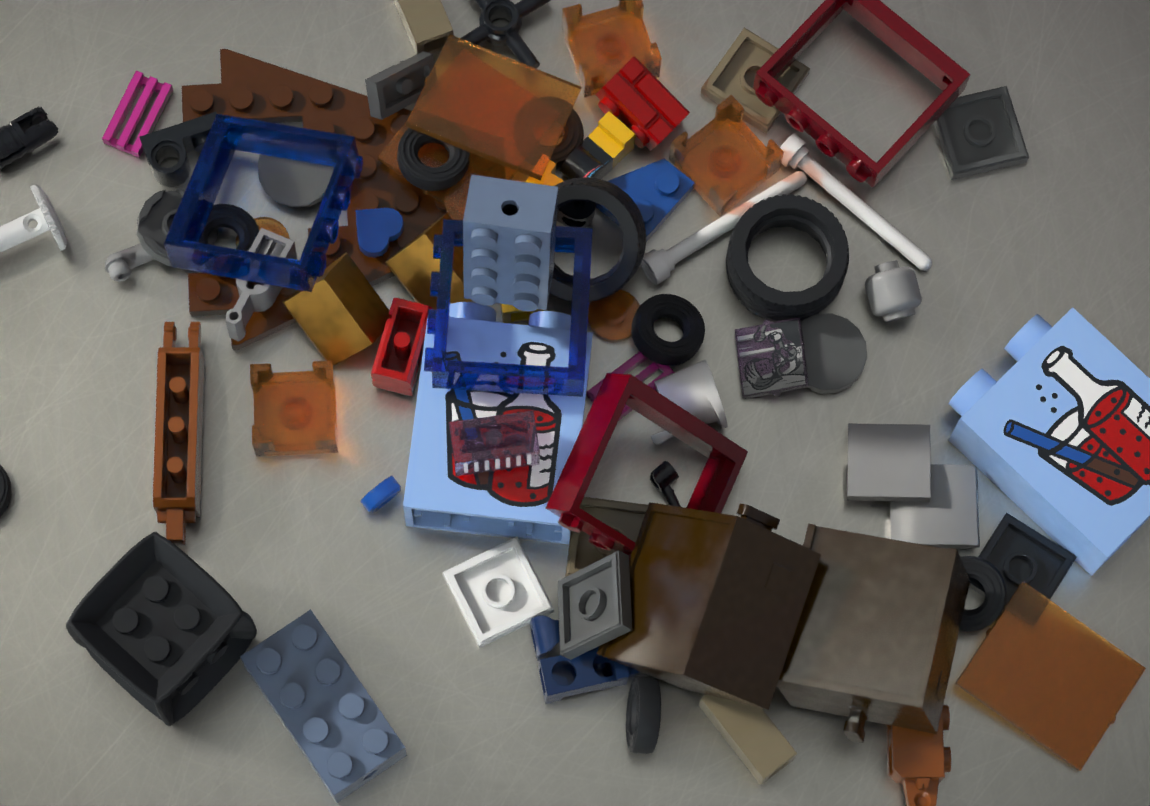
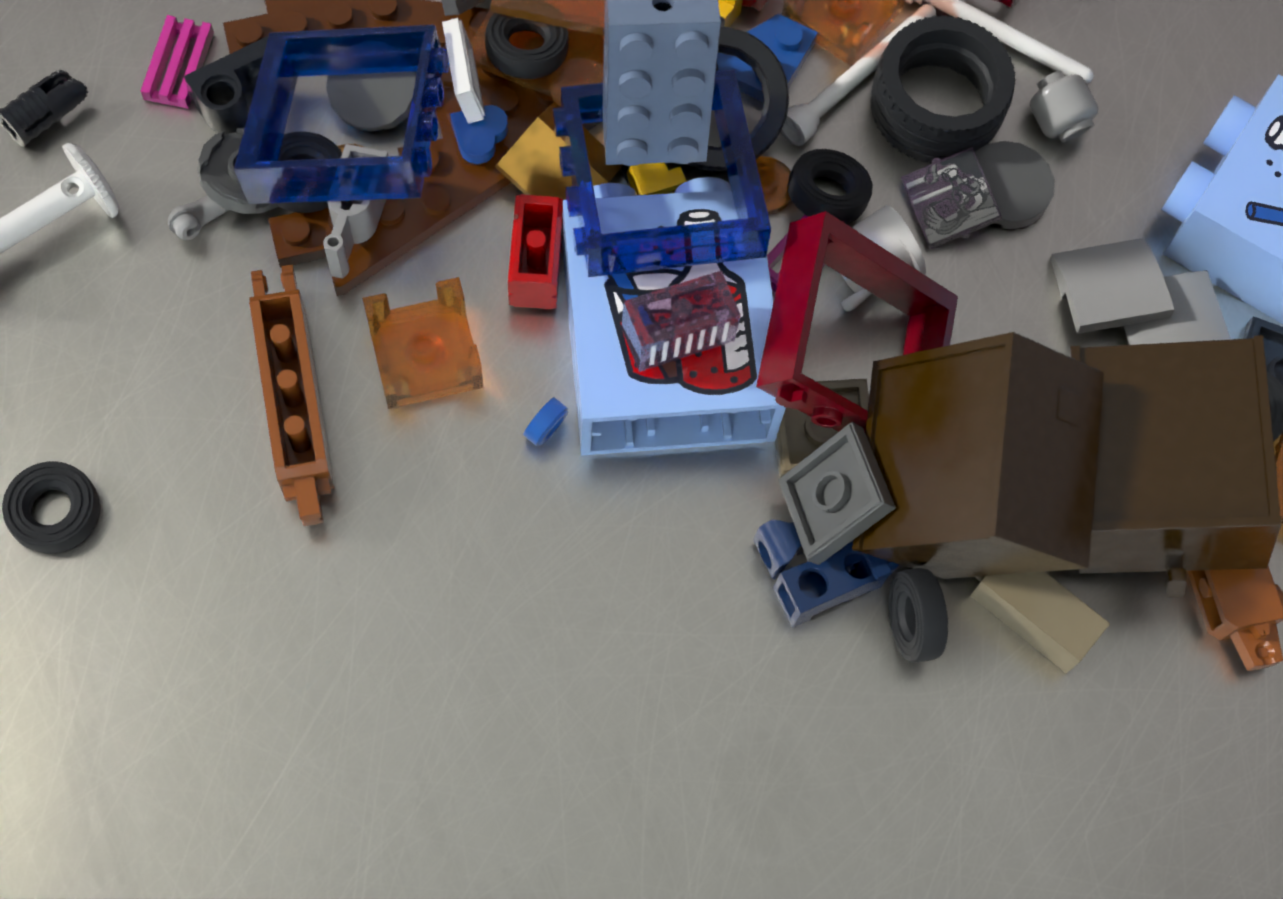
camera: 15 degrees left, 5 degrees down
(162, 628) = (314, 618): black piece -> none
(323, 706) = (532, 679): sand blue brick -> none
(340, 312) = (452, 226): pearl gold slope -> none
(372, 177) = (463, 70): none -> white tile
(498, 591) = (706, 509): white tile -> none
(662, 478) = (864, 345): black hand -> none

